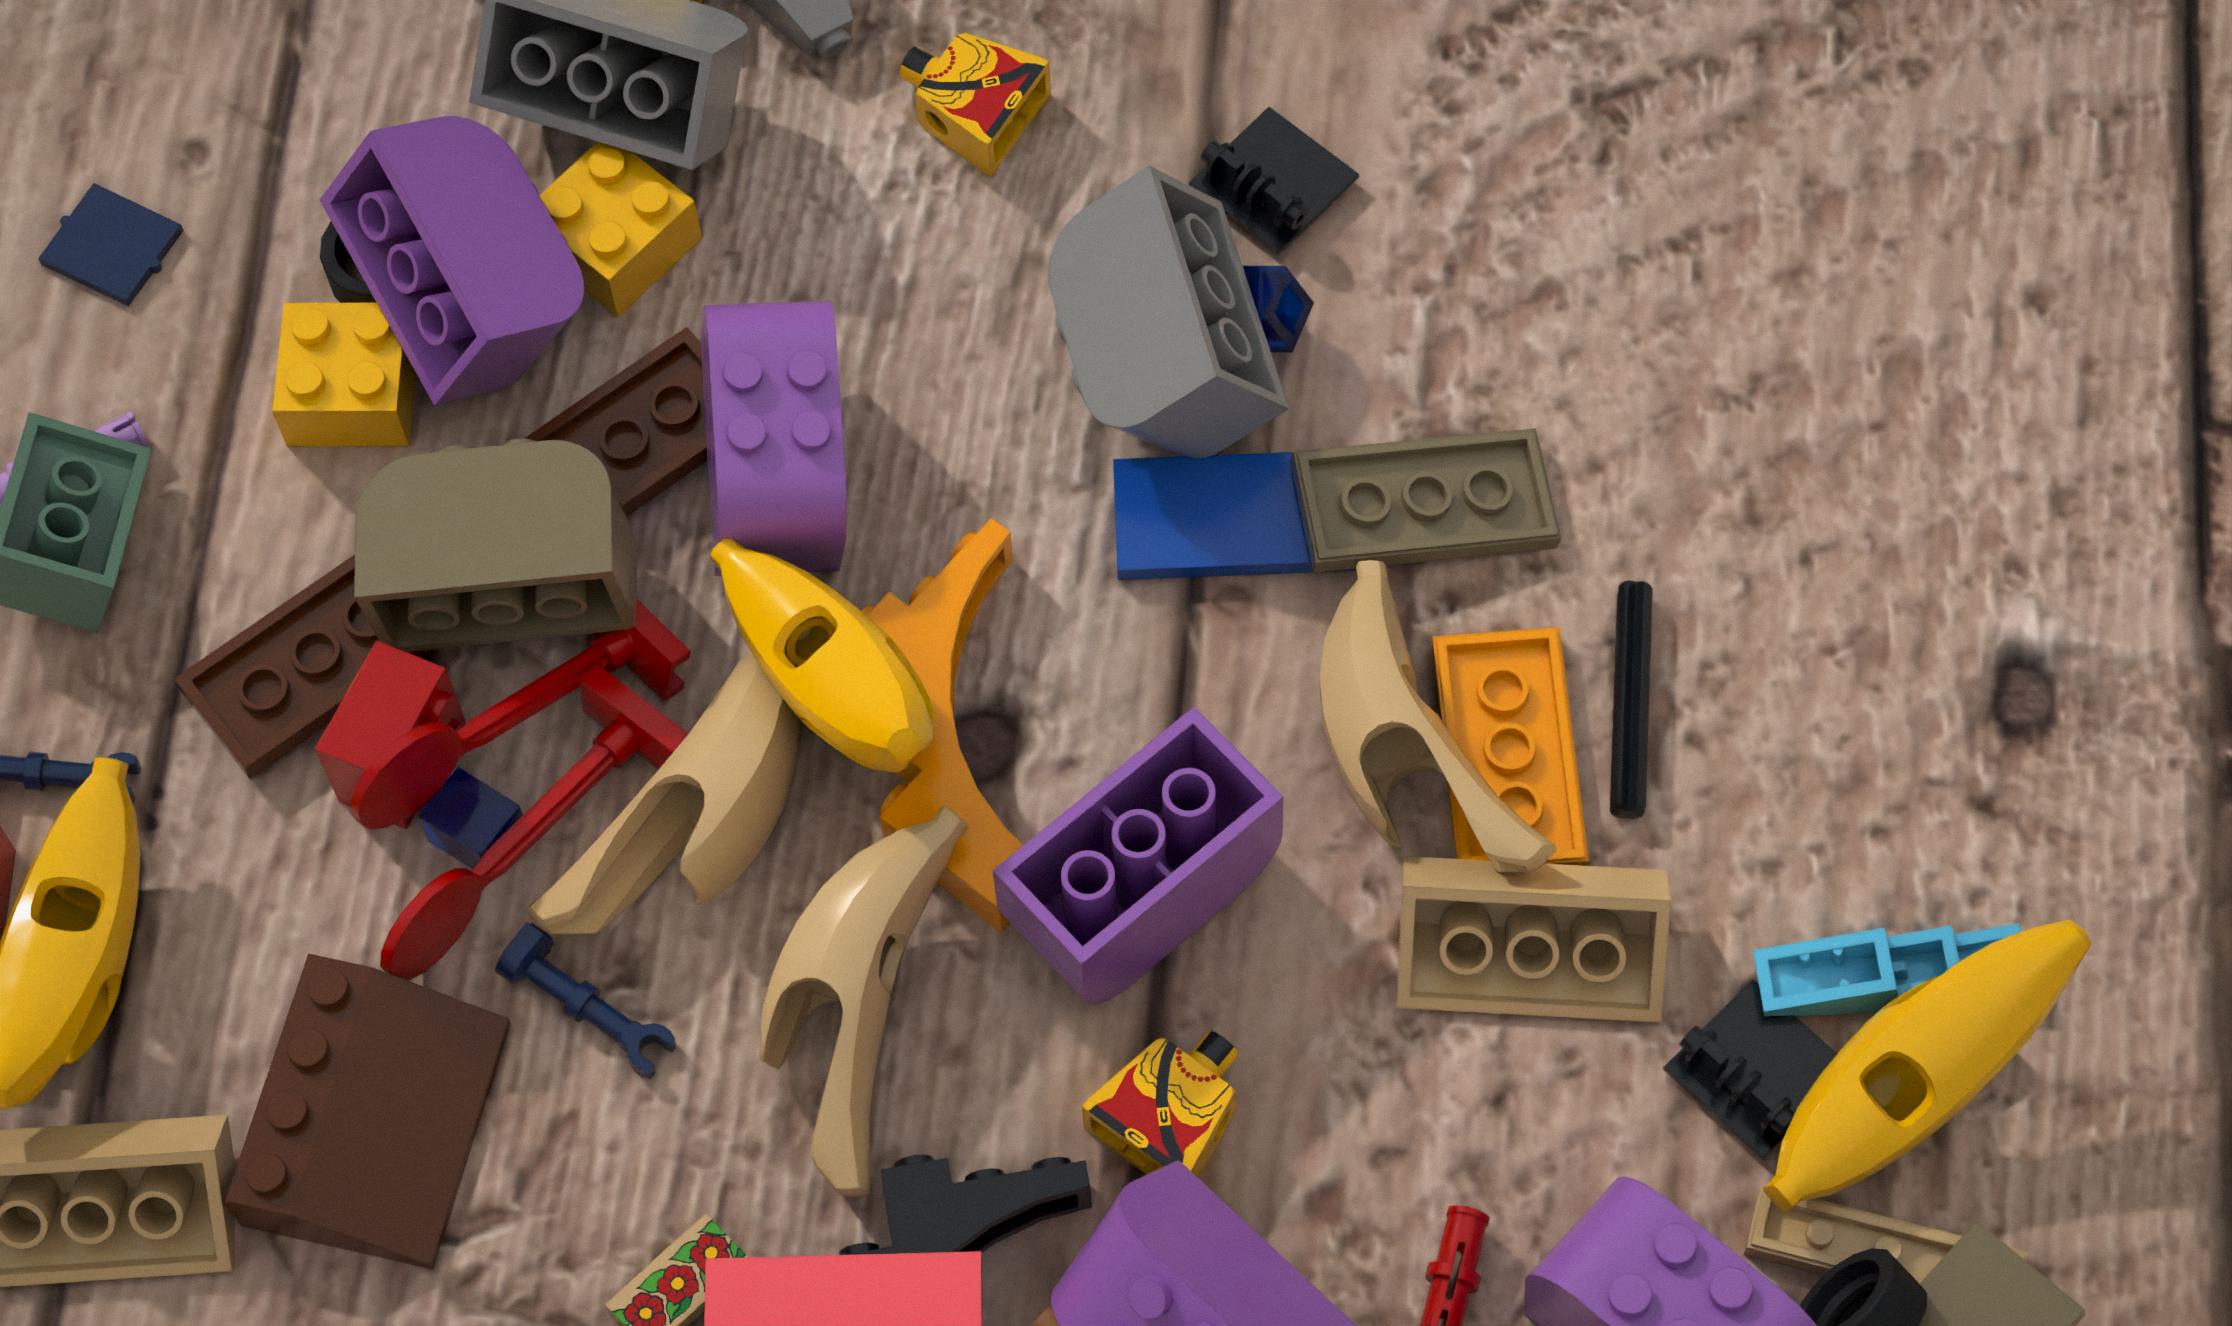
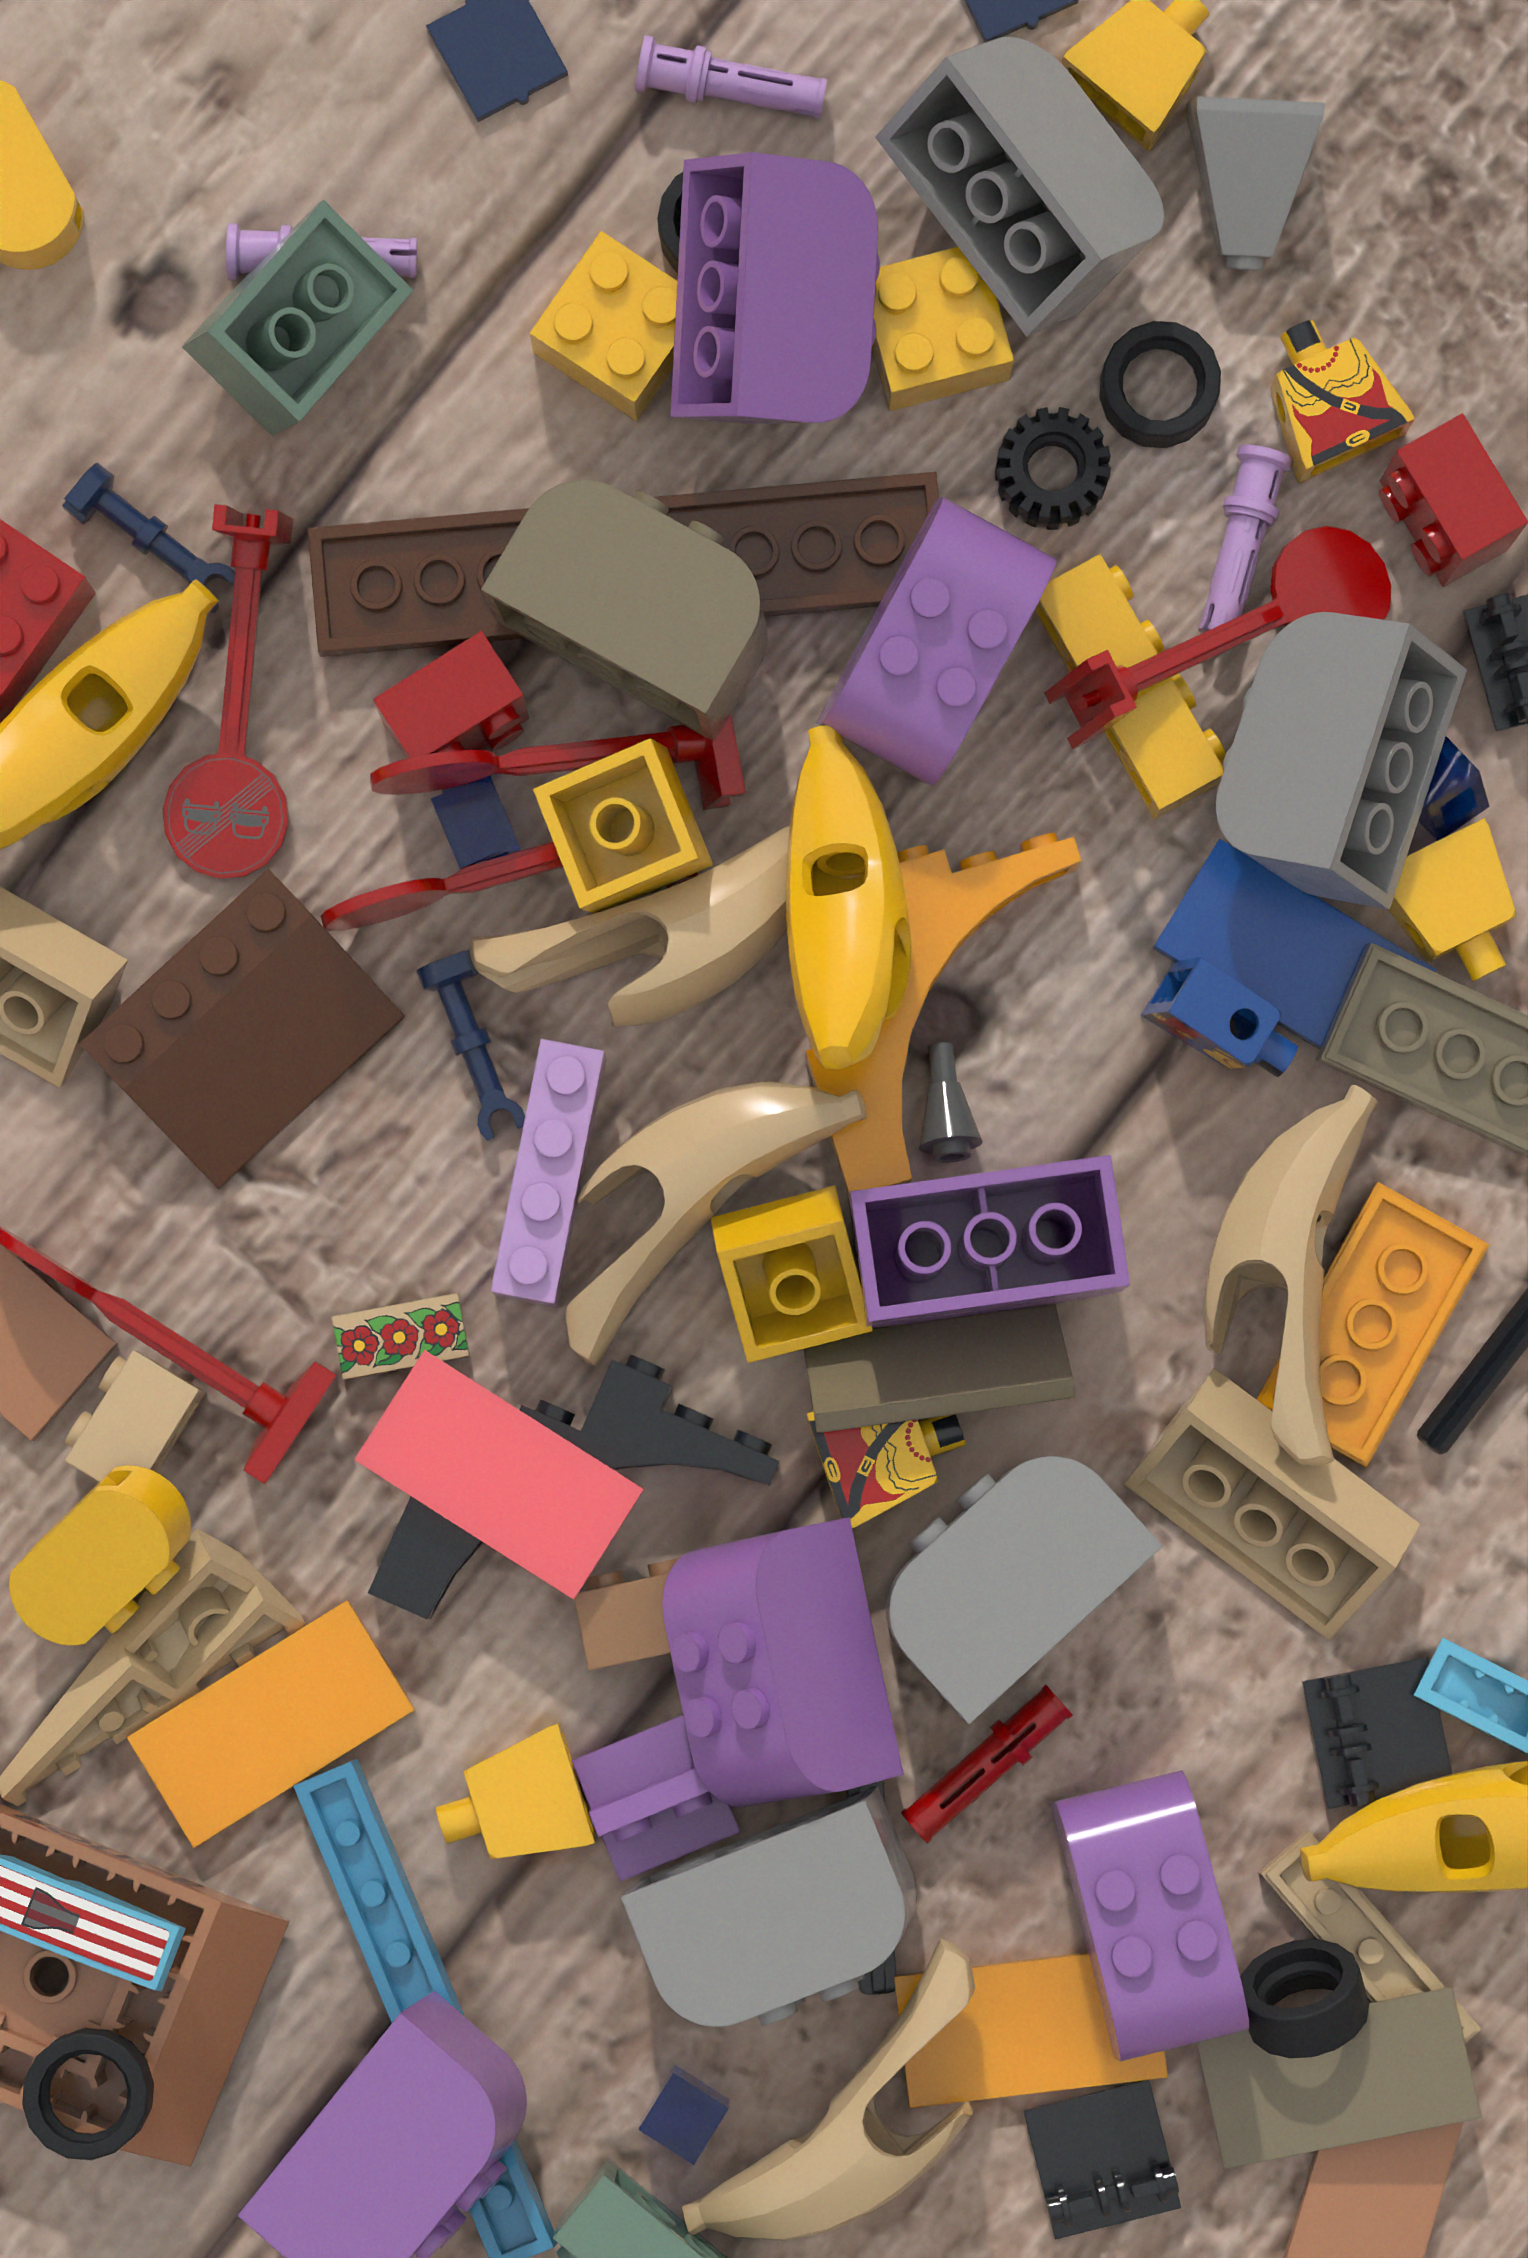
camera: 30 degrees right, 20 degrees up
(242, 944) = (226, 808): none -> red piece
(295, 161) = (700, 74): none -> lavender pin
(600, 721) = (622, 826): none -> yellow brick
(723, 1061) = (548, 1173): none -> lavender brick
(781, 243) = (1060, 431): none -> black tyre
(822, 125) = (1161, 336): none -> black tyre
(937, 380) = (1312, 574): none -> red piece
(959, 391) = (1160, 738): none -> yellow brick
(966, 213) = (1249, 514): none -> lavender pin
(989, 999) = (790, 1274): none -> yellow brick
(1031, 798) = (948, 1122): none -> dark grey cone
(1120, 98) = (1451, 501): none -> red brick
(1169, 1001) = (939, 1369): none -> dark tan tile
(1208, 583) = (1197, 1007): none -> blue torso
(1337, 387) = (1455, 898): none -> yellow torso
(1352, 1126) = (1011, 1577): none -> light grey brick

